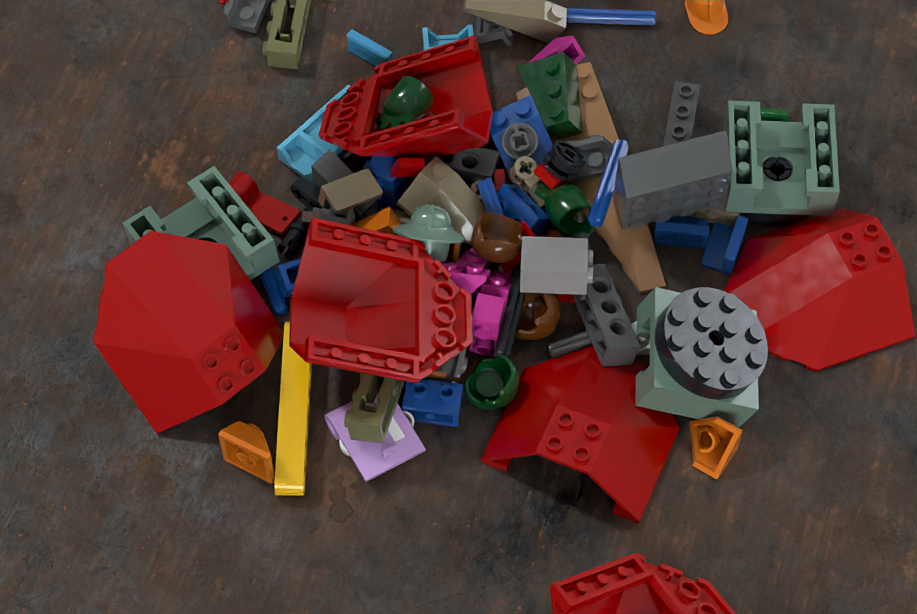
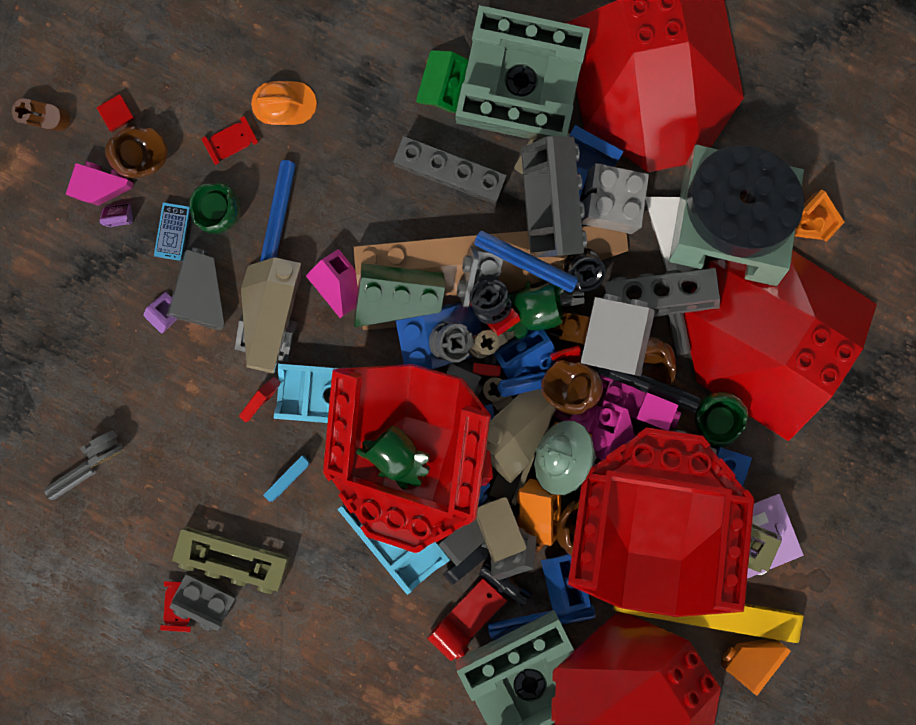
camera: 80 degrees left, 30 degrees up
(439, 20) = (260, 399): none -> red tile
(613, 249) = (587, 268): none -> black wheel
(686, 260) = (617, 200): none -> light grey piece

